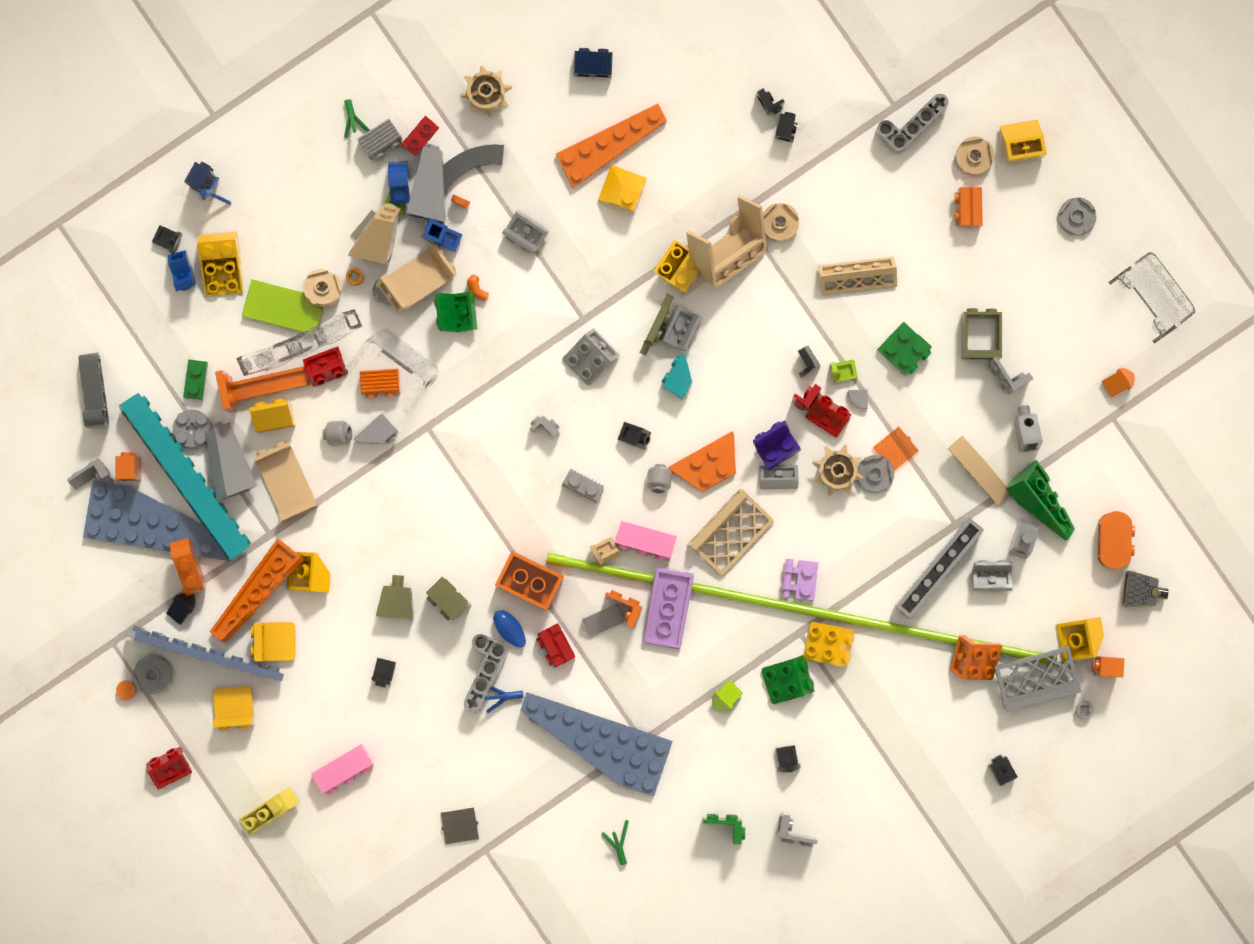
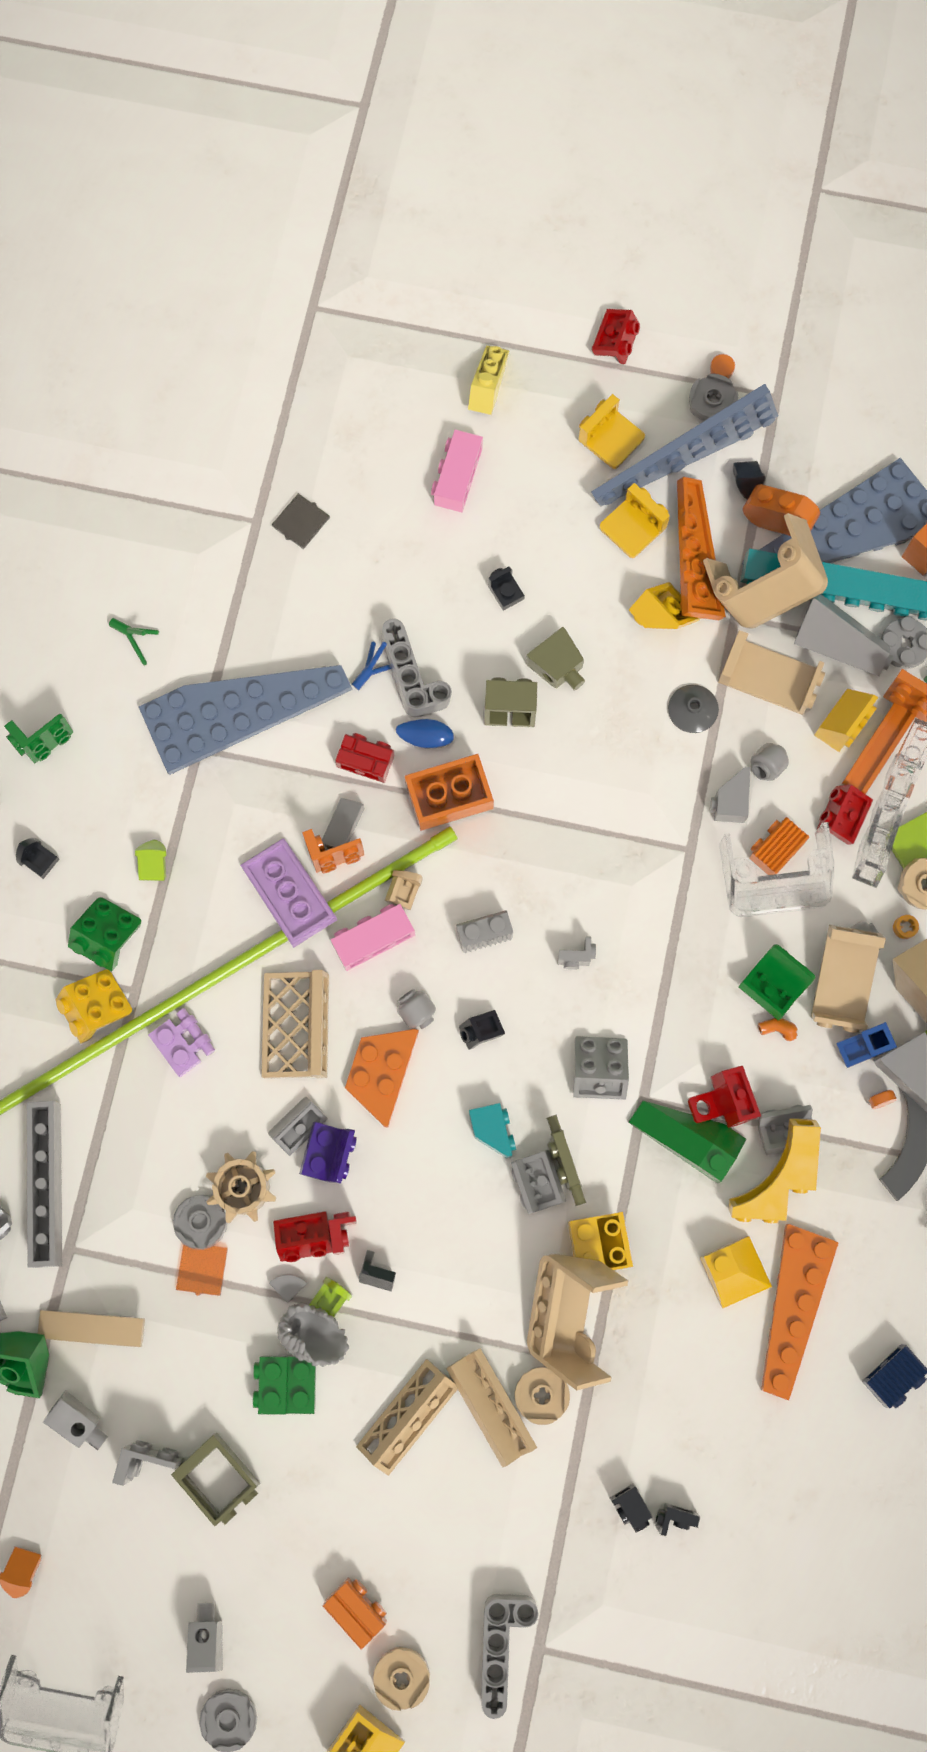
camera: 135 degrees right, 10 degrees down
(222, 515) = (779, 591): none -> tan windscreen
(355, 509) = (691, 719): none -> dark grey dish
(539, 277) = (730, 1098): none -> red piece
(546, 208) = (794, 1171): none -> yellow arch
(577, 272) = (703, 1145): none -> green wedge
(811, 240) = (489, 1407): none -> tan fence
(869, 359) = (312, 1335): none -> light grey piece
(1061, 256) = (205, 1655): none -> light grey torso

